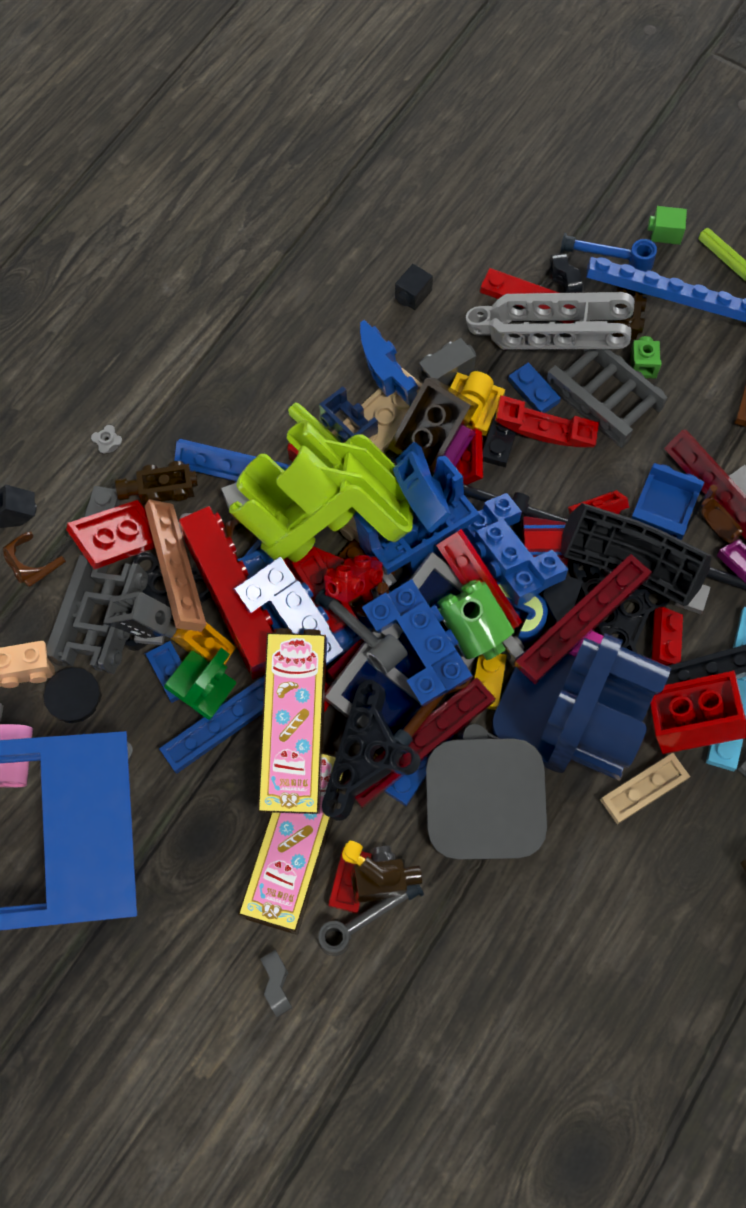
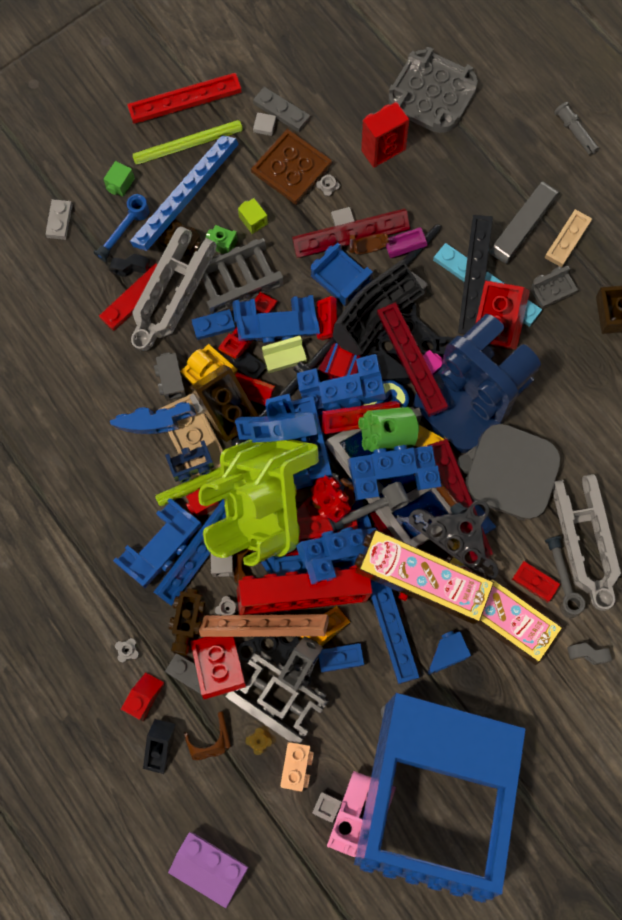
camera: 70 degrees left, 5 degrees up
(48, 619) = (265, 742): none -> clear yellow plate
(56, 472) = (142, 696): none -> red slope
(72, 695) = (331, 737): black tile -> none
(202, 682) = (361, 635): green bracket -> none
(218, 797) = (449, 651): none -> blue slope
(234, 428) = (164, 546): none -> blue bracket
(369, 969) = (600, 590): none -> light grey piece
(379, 876) = (547, 560): dark brown torso -> none
(413, 287) = (92, 376): black brick -> none
(459, 444) = (250, 395): magenta tile -> none
(530, 476) = (283, 354): none -> yellowish green panel
(560, 451) = (276, 325): none -> blue bracket
(589, 188) = (58, 219): none -> light grey plate
(645, 788) = (541, 387): tan plate -> none
(667, 636) = (438, 313): red plate -> none
(693, 379) = (252, 215): none -> lime brick

